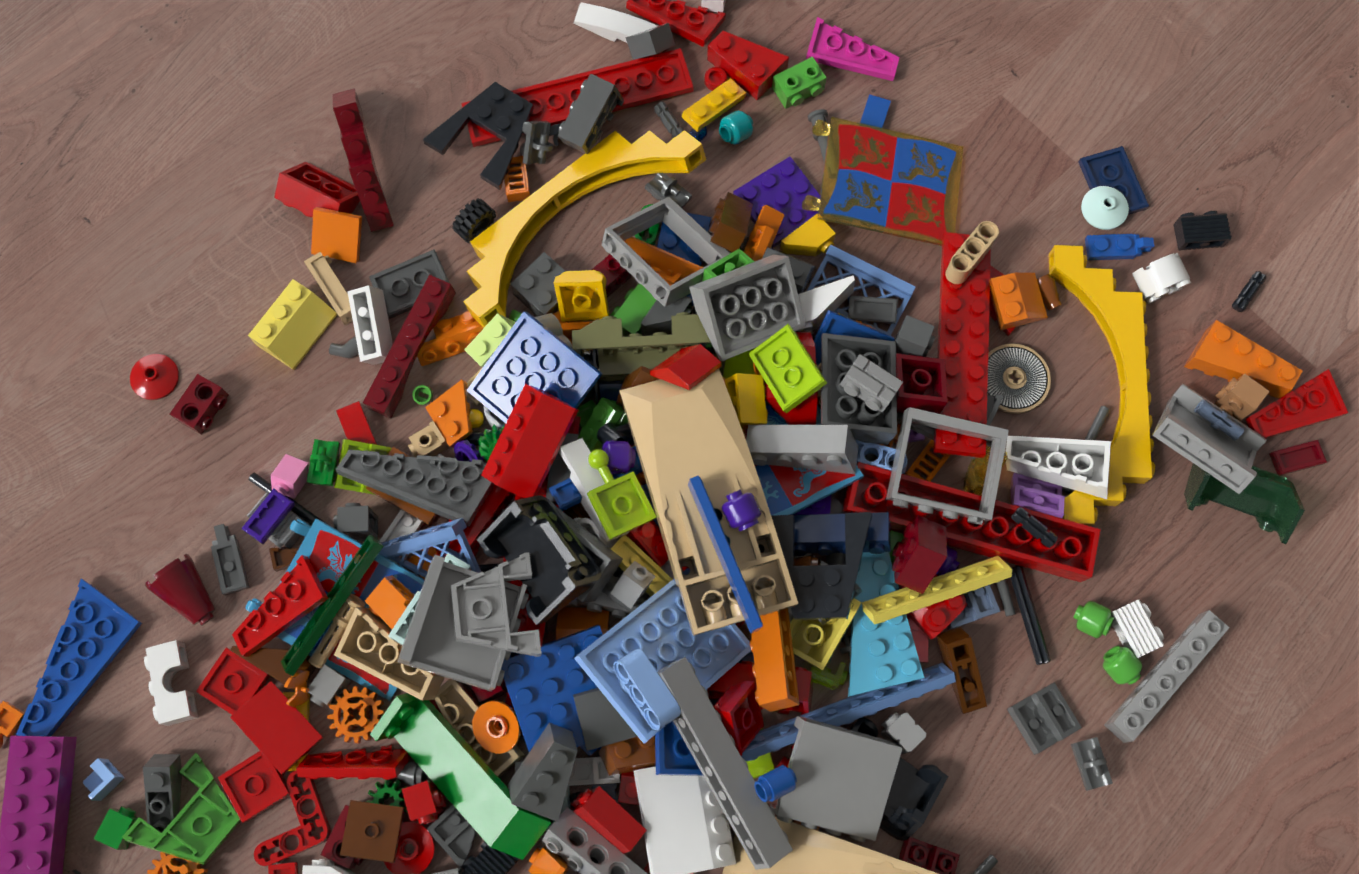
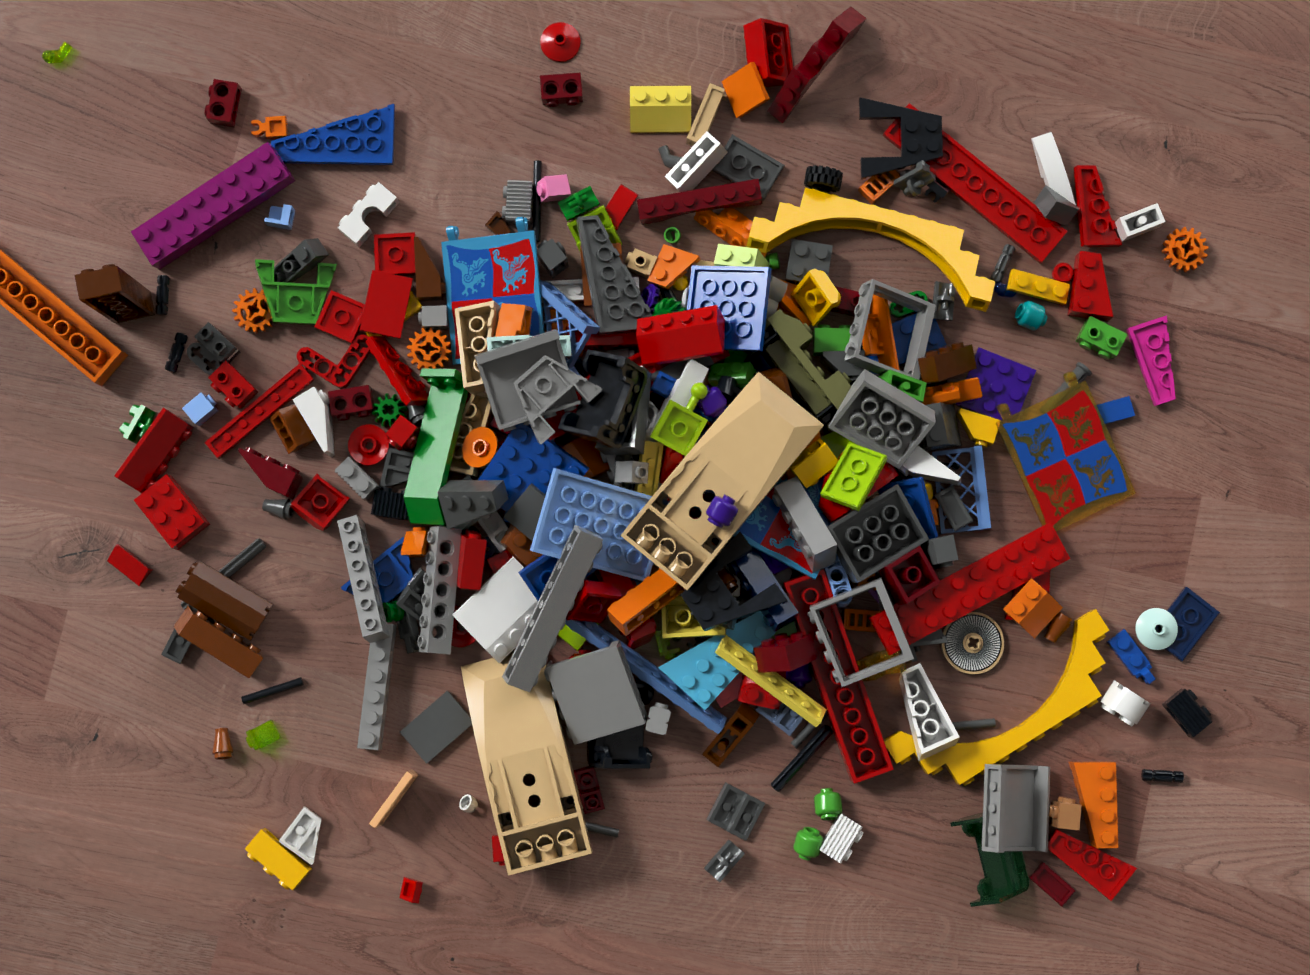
camera: 60 degrees right, 10 degrees up
(115, 826) = (258, 249): green brick -> none
(183, 590) = (431, 177): dark red cone -> none
(228, 561) = (470, 190): dark grey hinge -> none
(268, 516) = (516, 196): dark purple plate -> none
(288, 603) = (470, 254): red wing -> none
(298, 682) = (423, 297): orange piece -> none
(329, 608) = (486, 282): dark green tile -> none
(341, 619) = (481, 295): tan pin -> none
(372, 831) = (363, 414): reddish brown plate -> none
(589, 113) = (960, 203): dark grey wedge -> none
(647, 689) = (564, 528): light blue beam -> none
(687, 367) = (806, 406): red slope -> none
(725, 554) = (685, 519): blue tile -> none
(775, 783) = (562, 653): blue brick -> none
(870, 383) = (880, 541): light grey brick -> none
(975, 243) = (1052, 551): tan beam -> none
(1034, 527) = (861, 721): black axle -> none
(1037, 495) = (890, 711): medium lavender slope -> none
(1166, 676) = (821, 878): light grey brick -> none
(1219, 419) = (1037, 824): sand blue pin -> none

